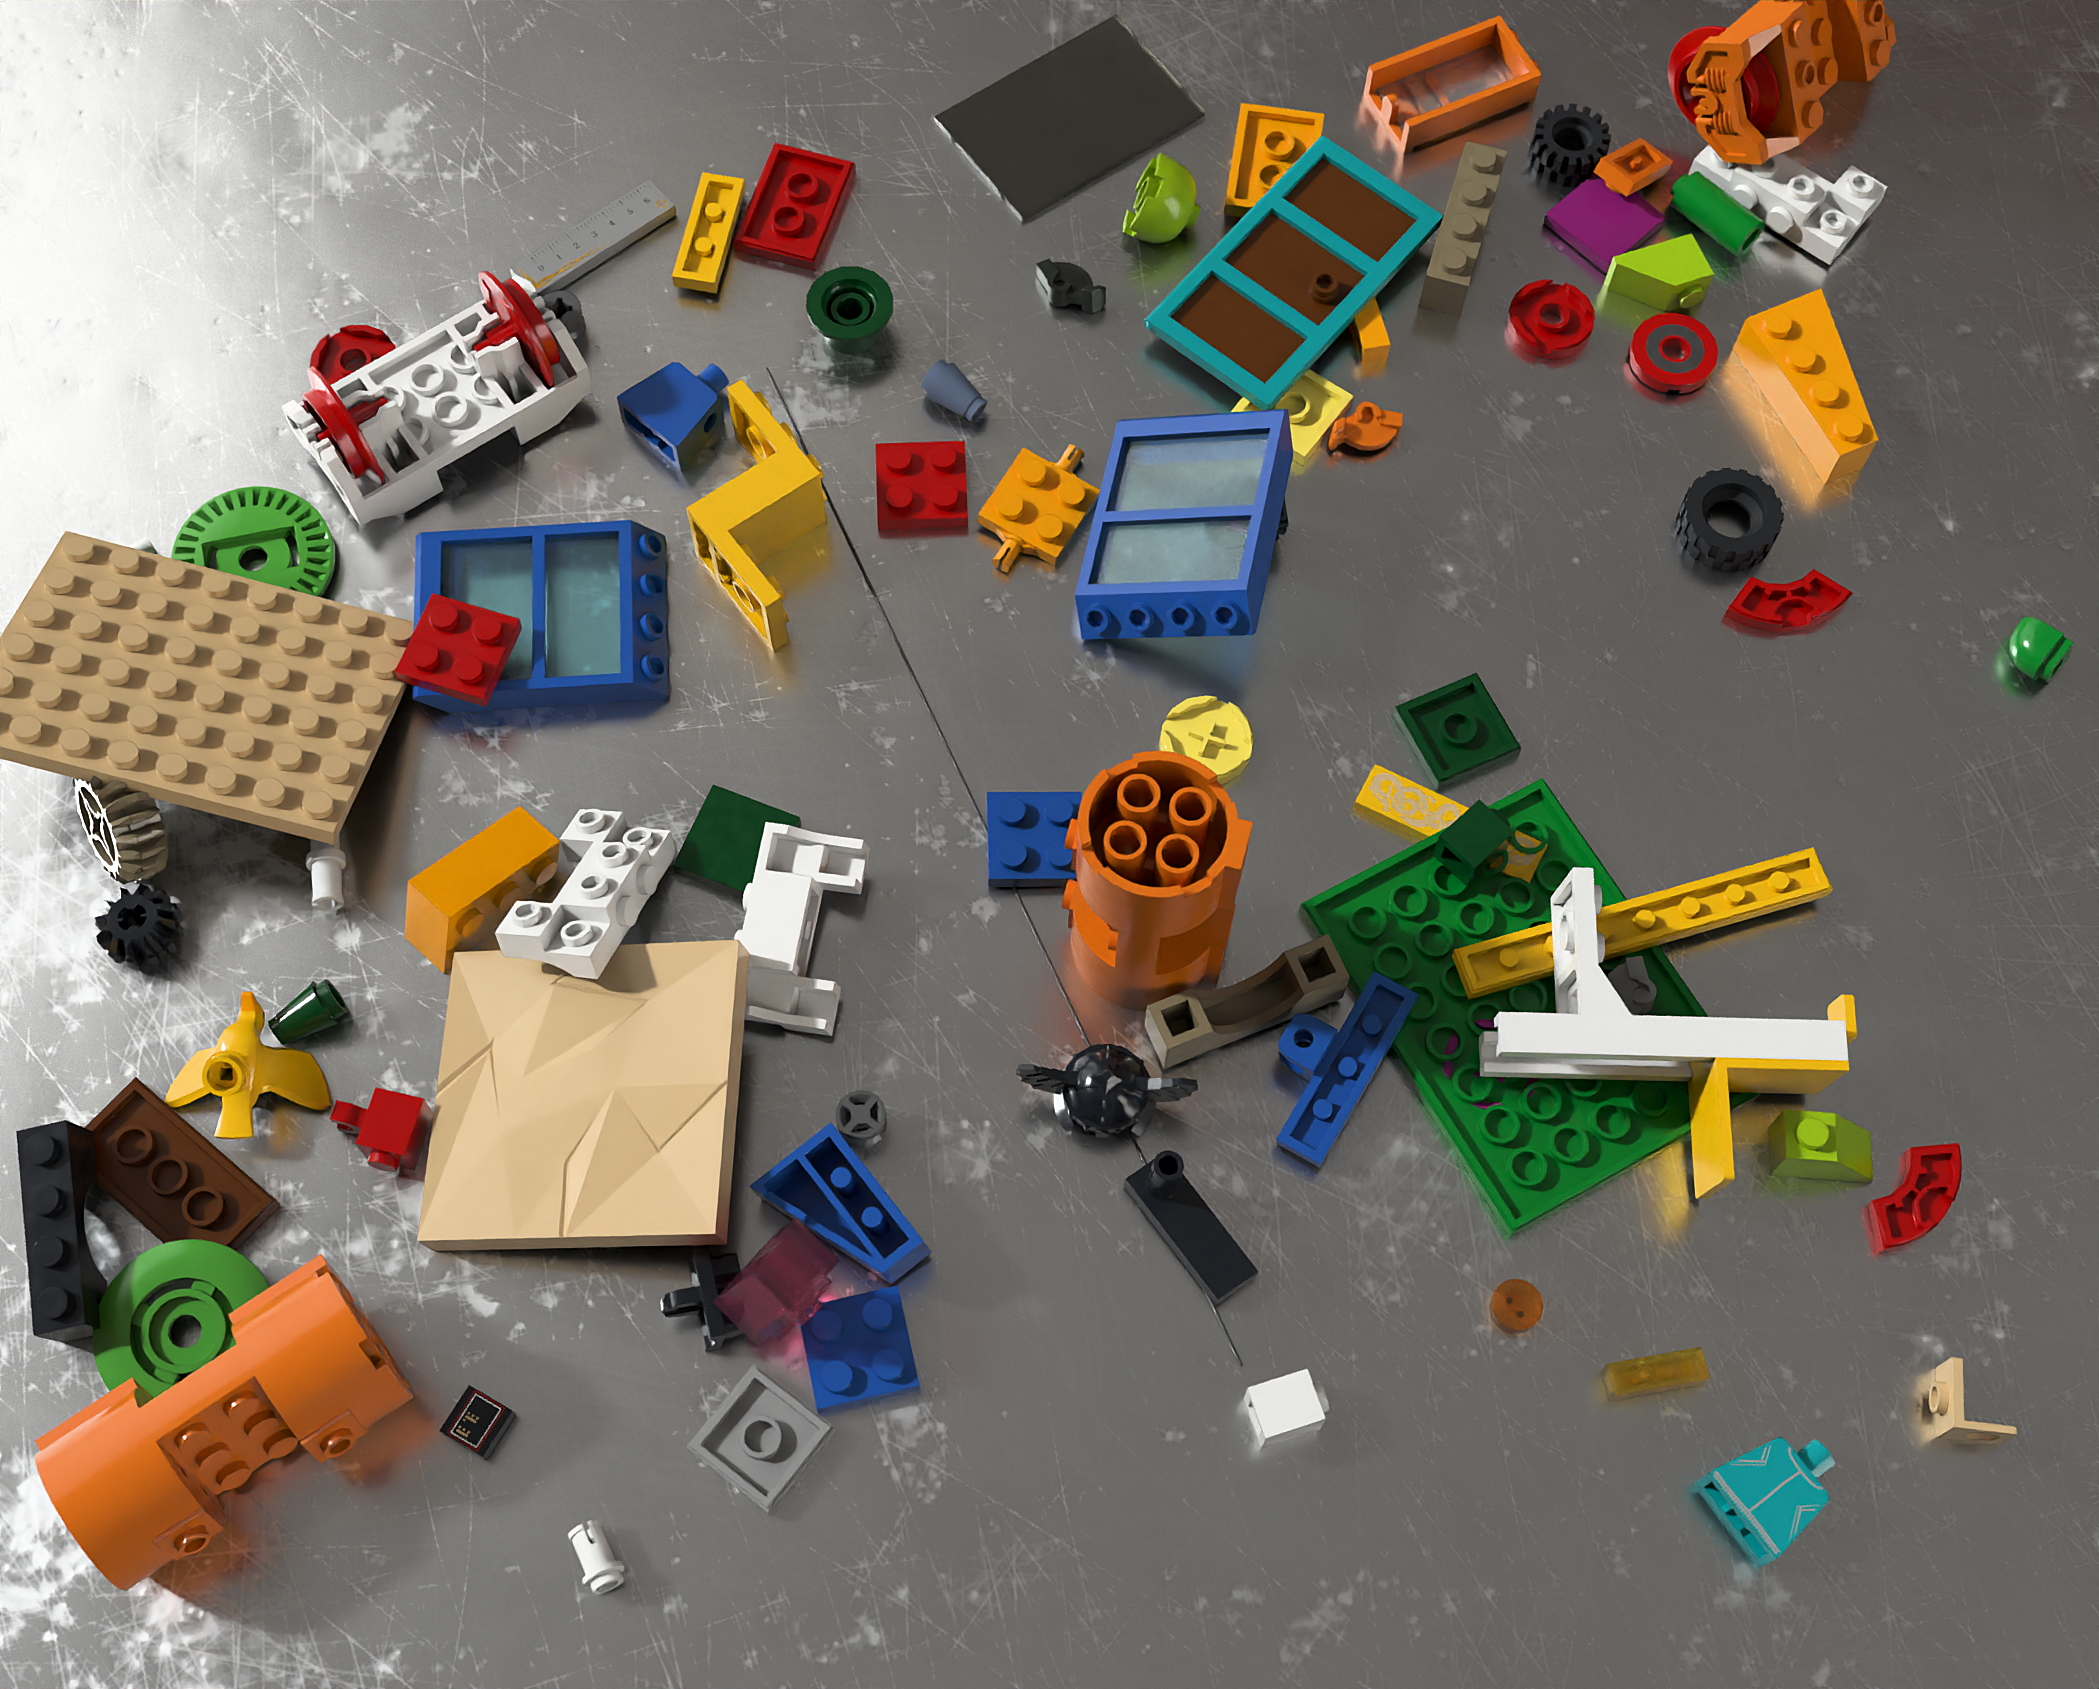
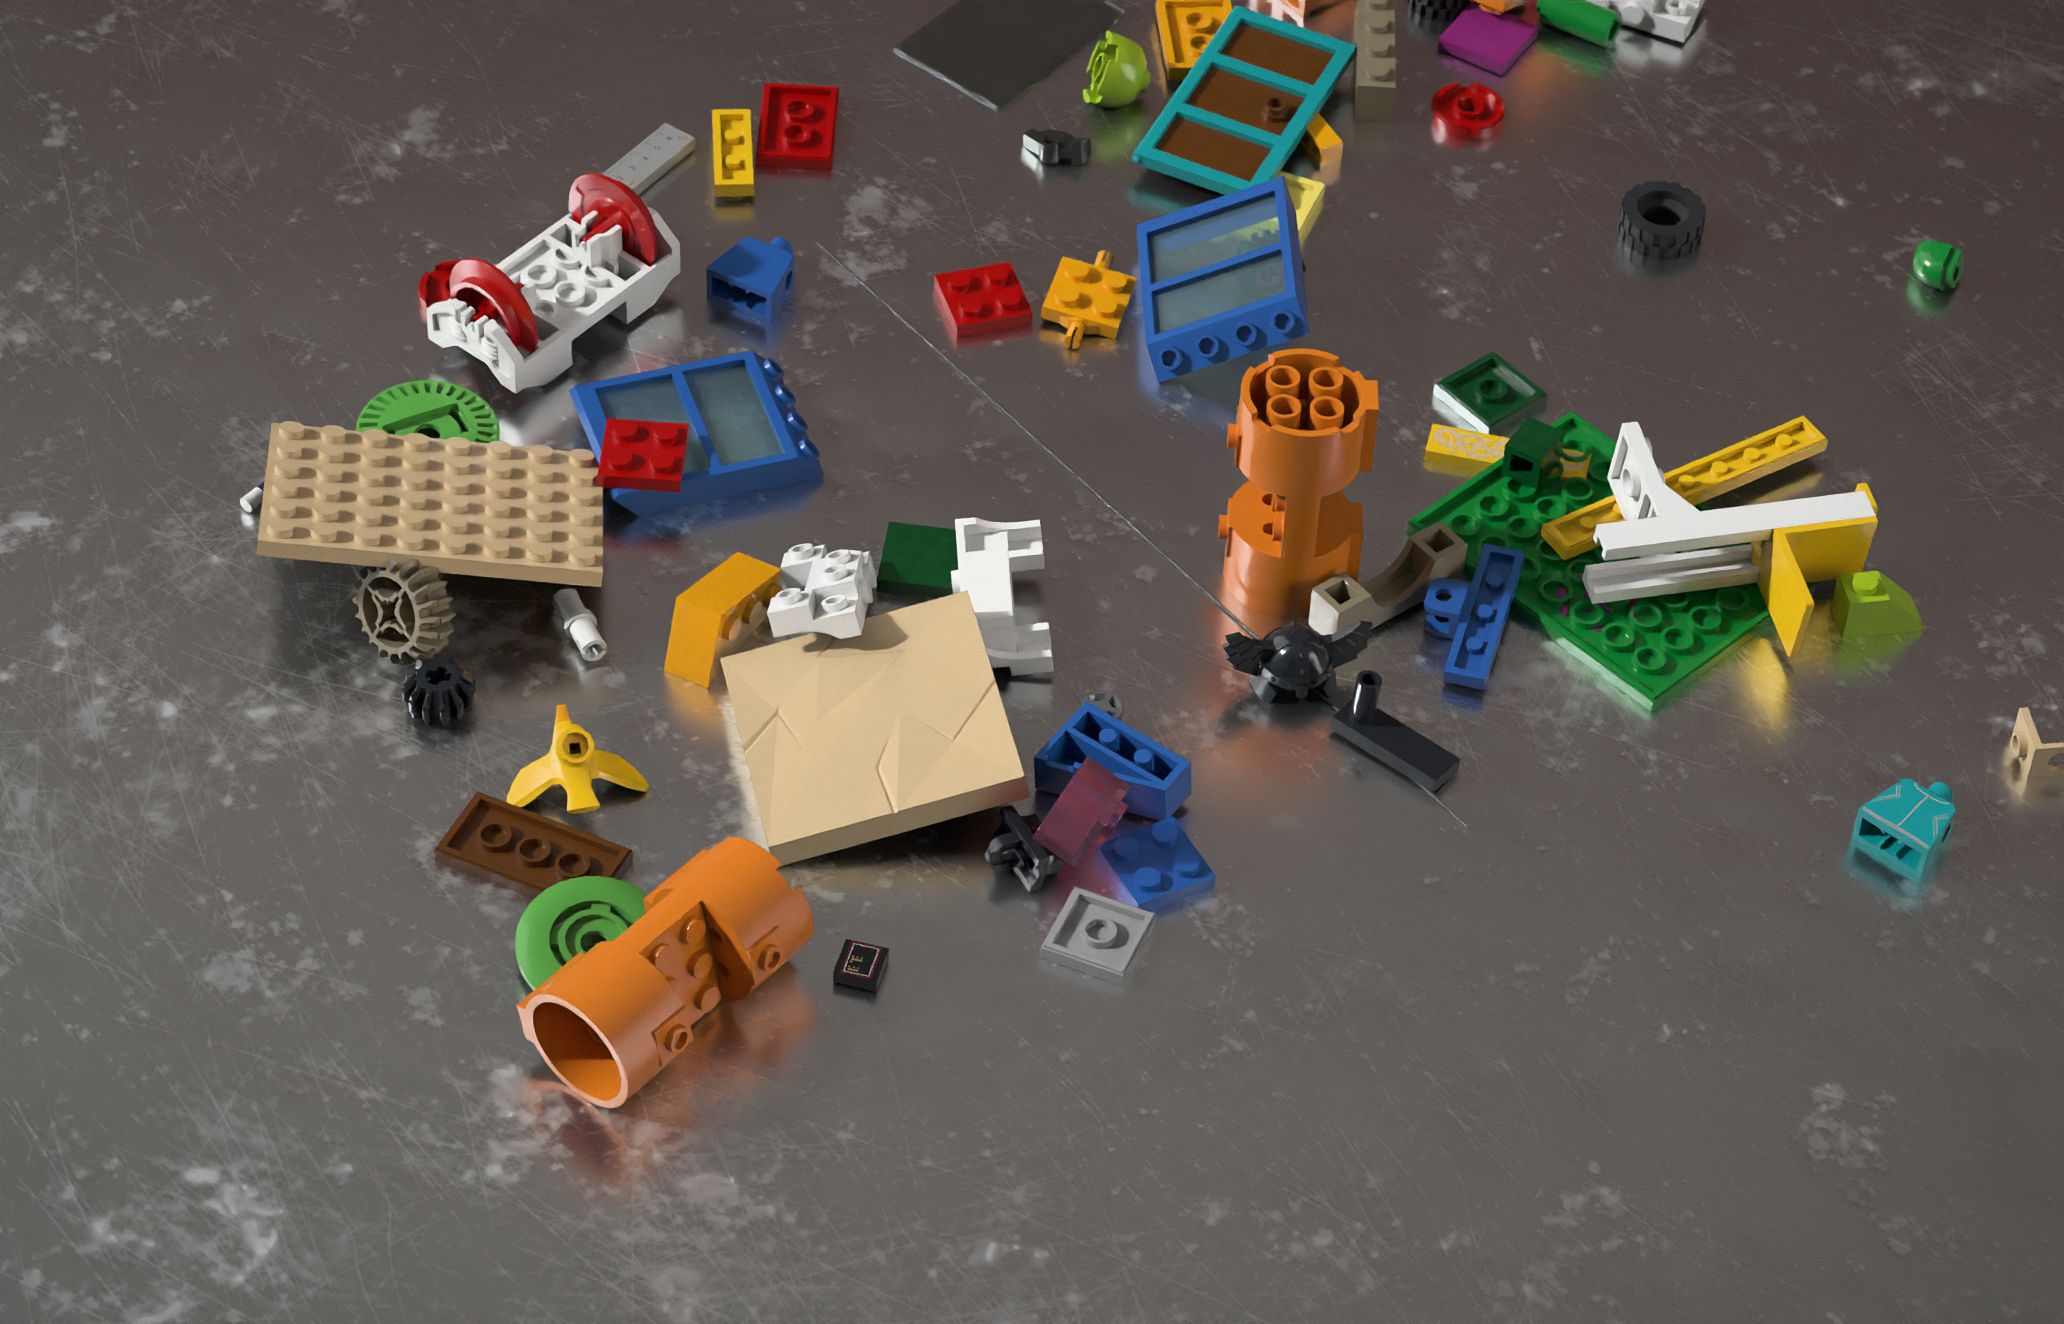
camera: 15 degrees left, 20 degrees down
(64, 1281) = (470, 888): black arch -> none
(309, 1012) = (612, 721): dark green cone -> none
(389, 1130) = (710, 786): red brick -> none
(597, 1559) = (1003, 1034): white pin -> none
(758, 513) = (859, 329): yellow bracket -> none
(850, 308) = (880, 184): dark green piece -> none
(952, 390) = (987, 229): sand blue cone -> none
(1029, 838) = (1171, 517): blue plate -> none
(1286, 1407) = (1513, 837): white brick -> none
(1366, 428) = (1342, 204): orange piece -> none
(1515, 1306) = (1672, 750): clear orange tile -> none
(1654, 1374) = (1795, 770): clear yellow piece -> none
(1662, 274) = (1549, 64): lime slope -> none
(1675, 332) = (1593, 110): red tile -> none
(1788, 605) = (1729, 271): red tile -> none
(1809, 383) = (1694, 118): light orange wedge -> none
(1922, 1197) = (1963, 632): red tile -> none

